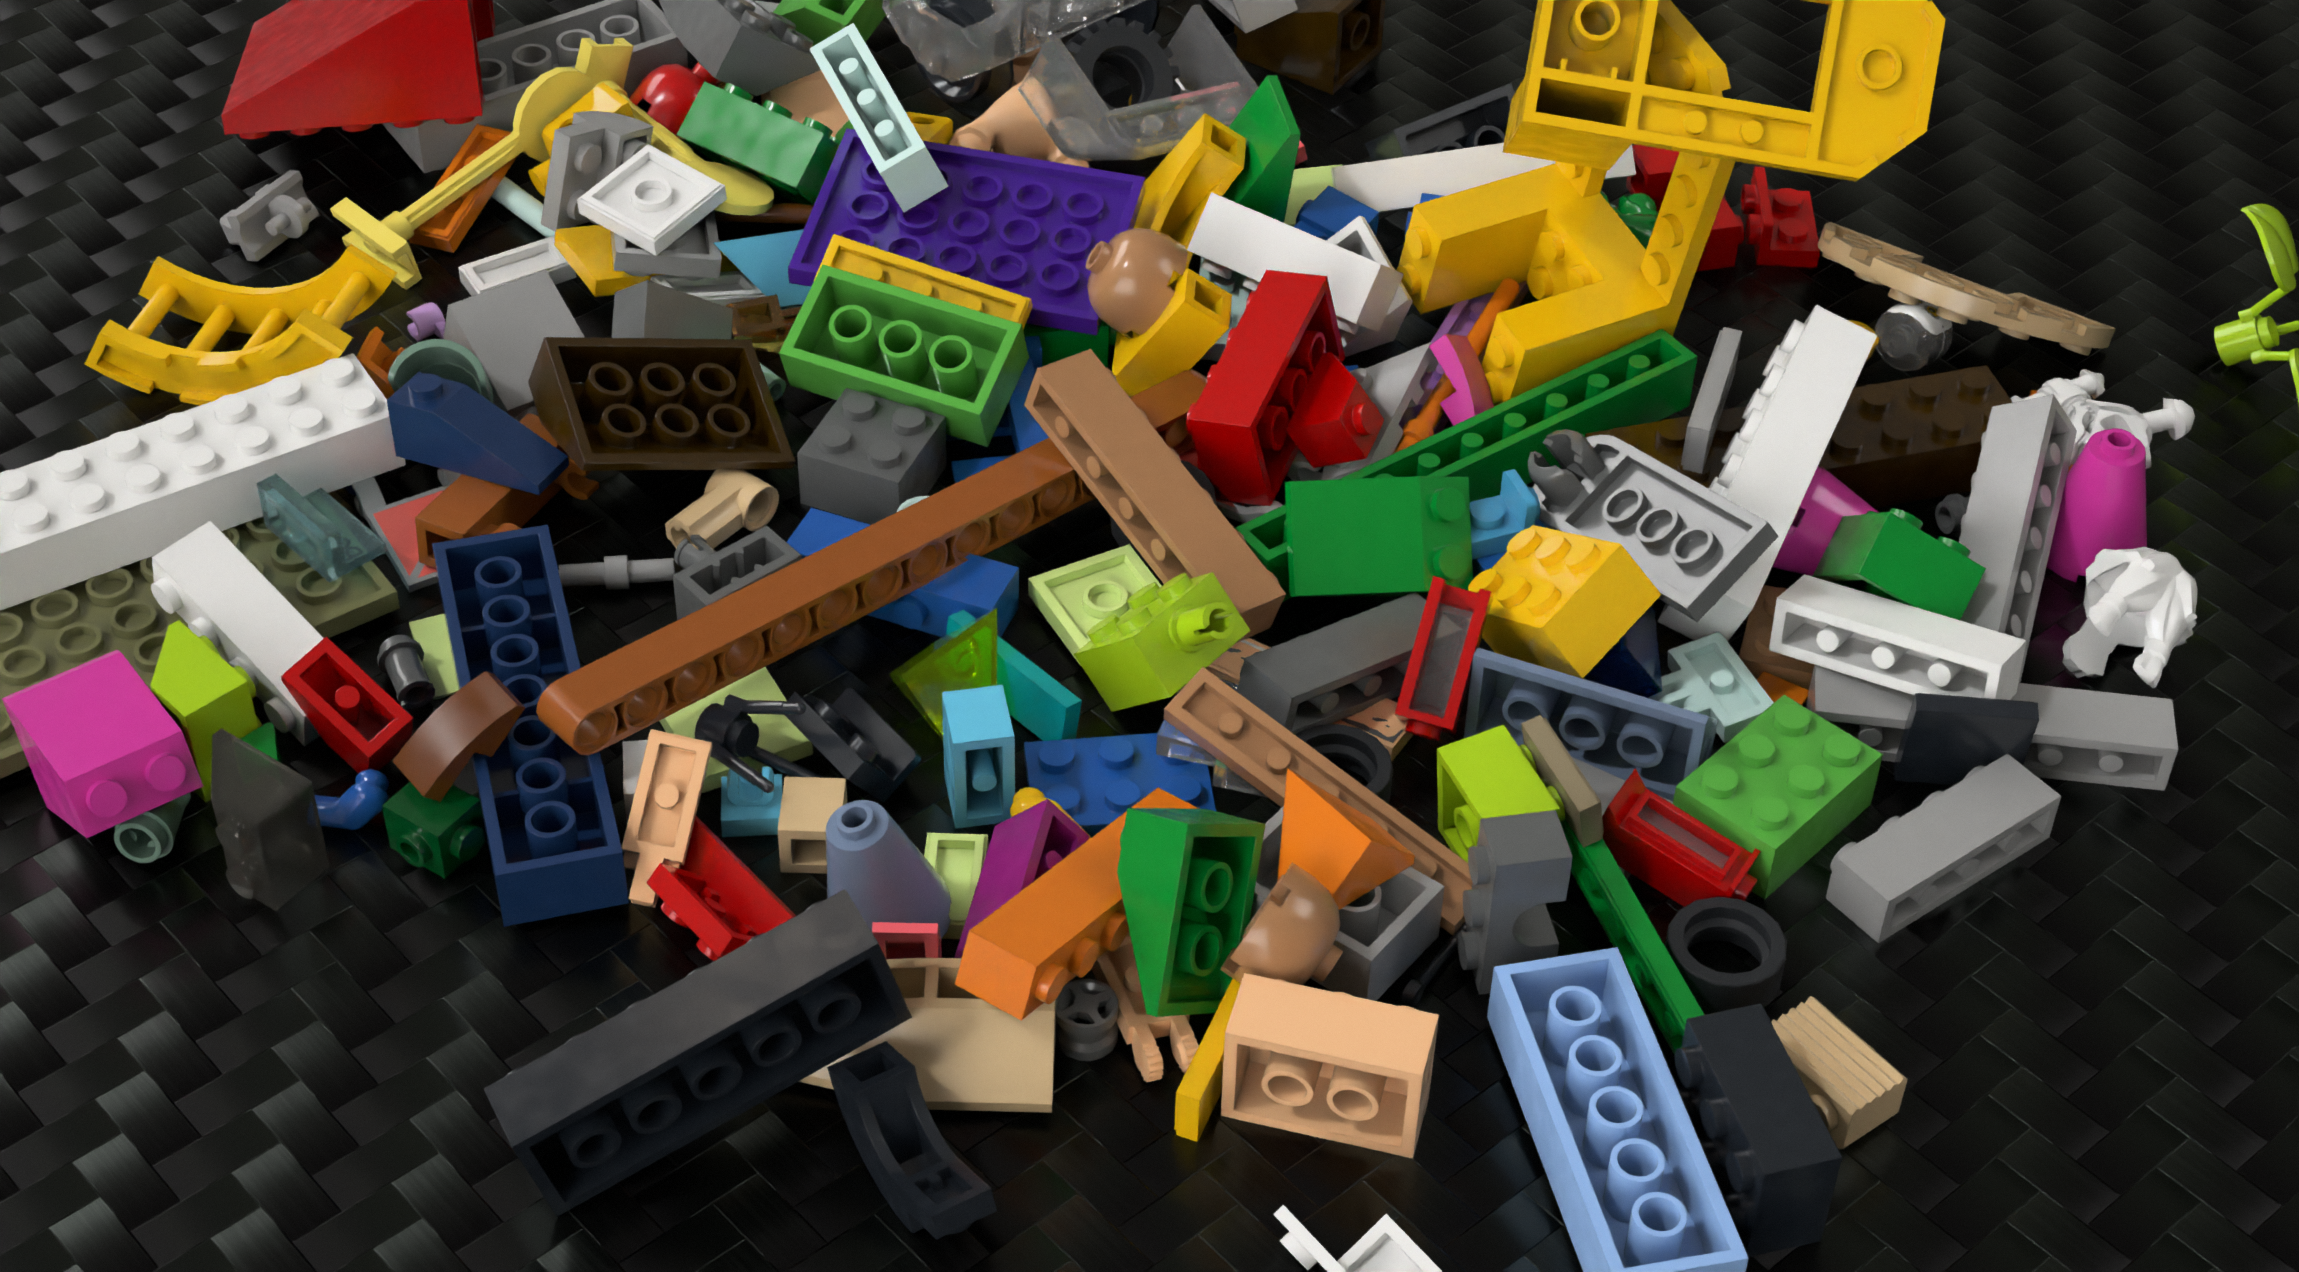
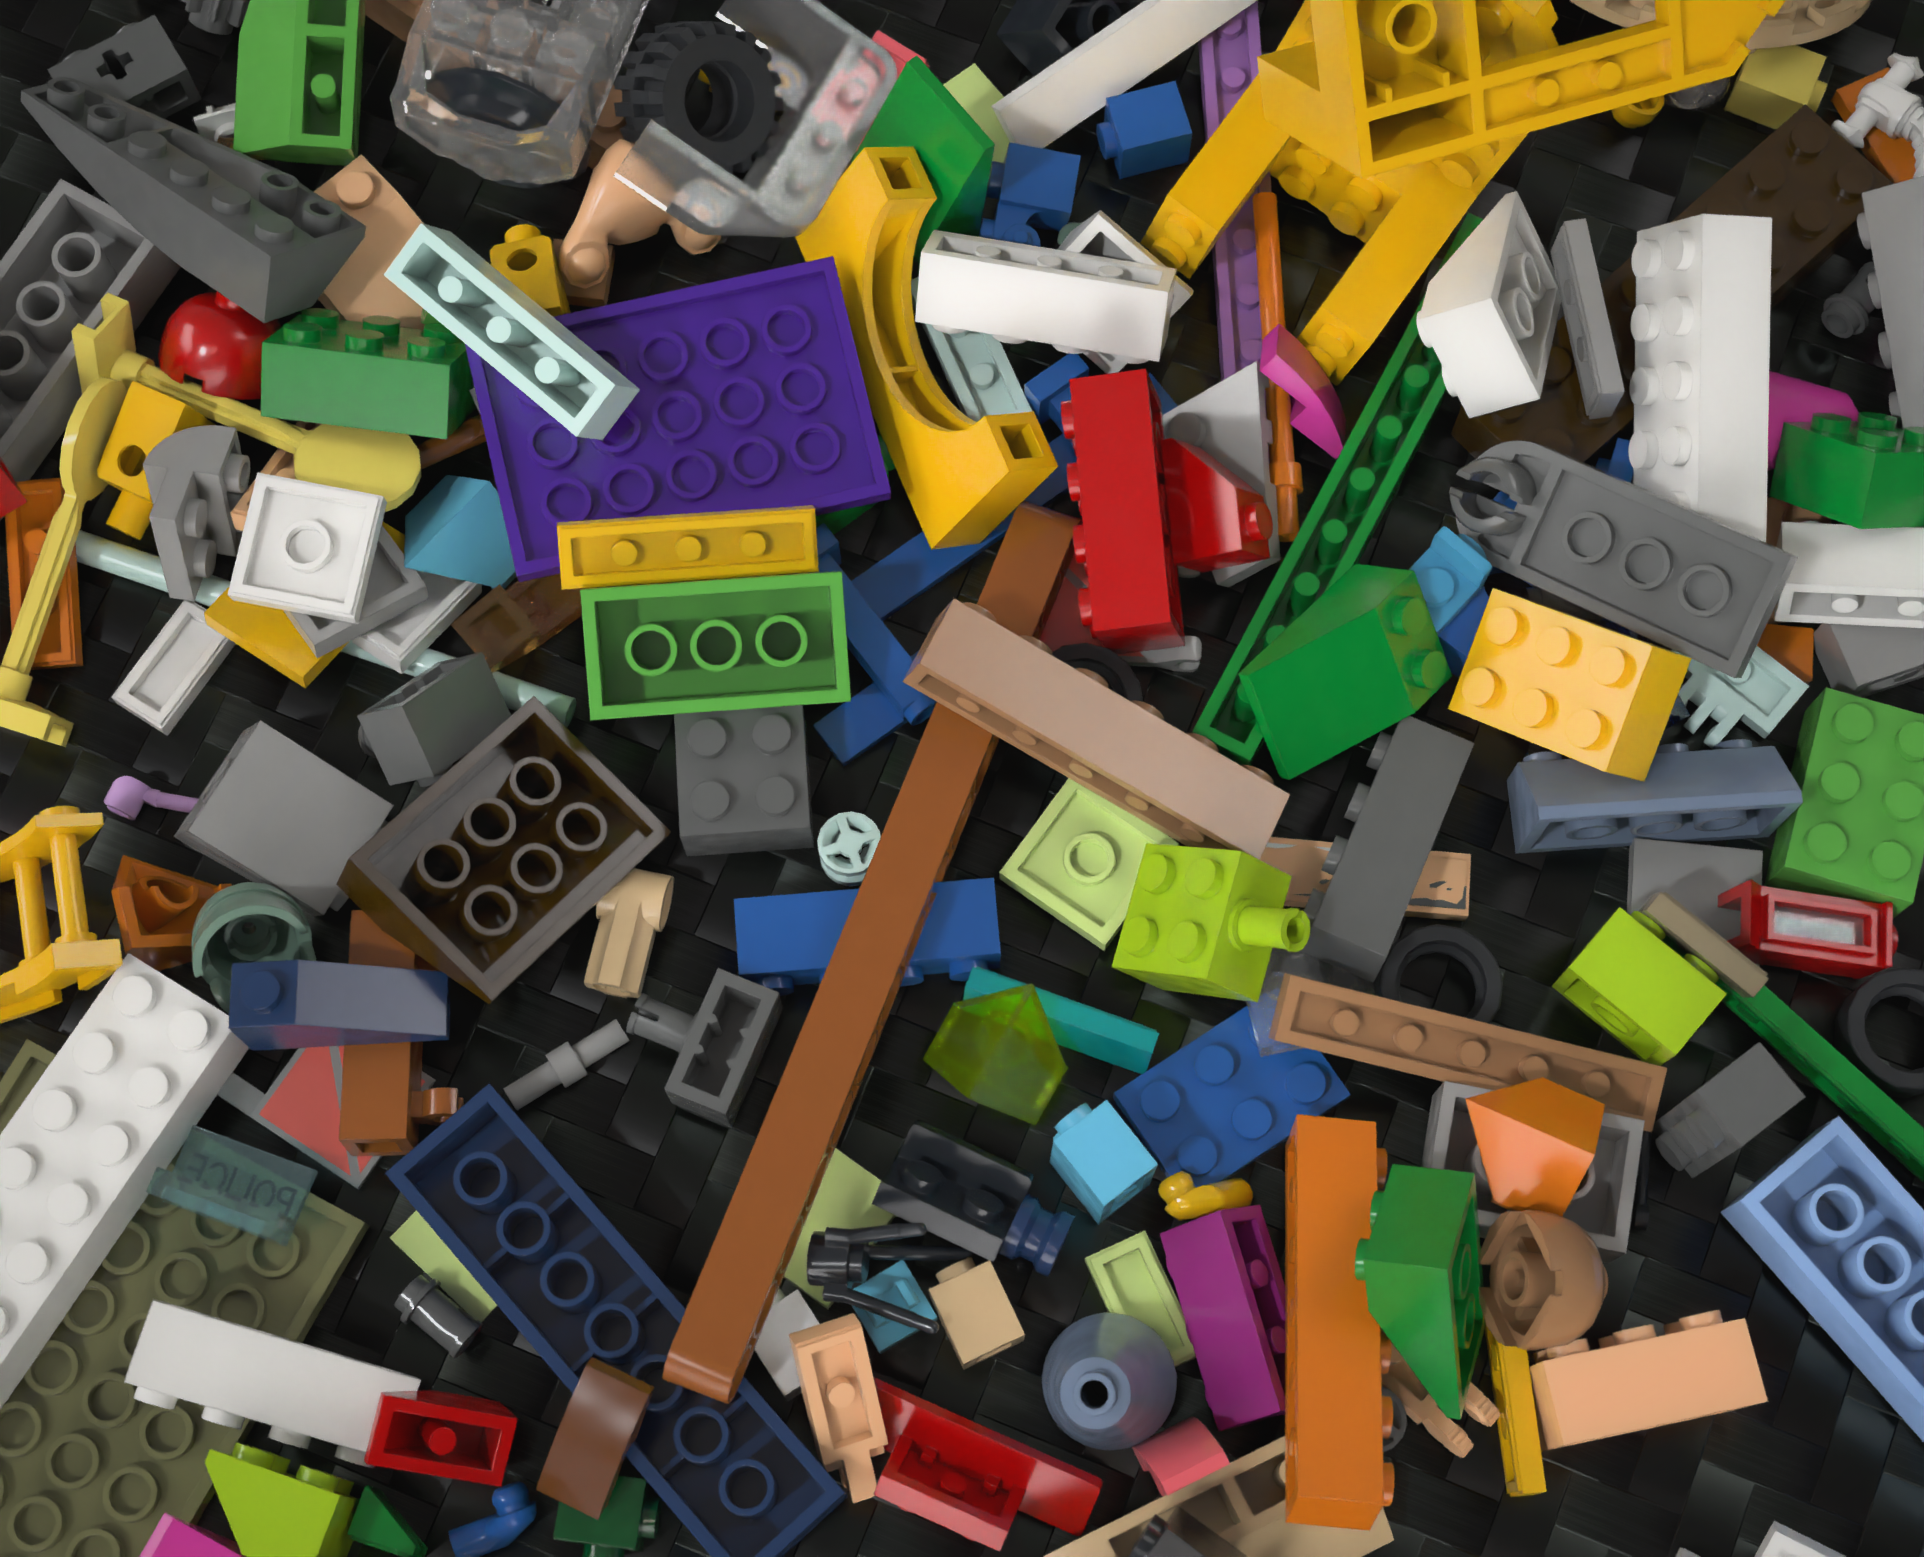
camera: 25 degrees left, 30 degrees up
(900, 794) = (1037, 1235): none -> dark blue wheel
(1132, 278) = (920, 433): medium nougat cylinder -> none
(1442, 659) = (1496, 813): red window -> none
(1635, 365) = (1493, 313): none -> white slope
(1979, 347) = (1777, 84): none -> light yellow brick

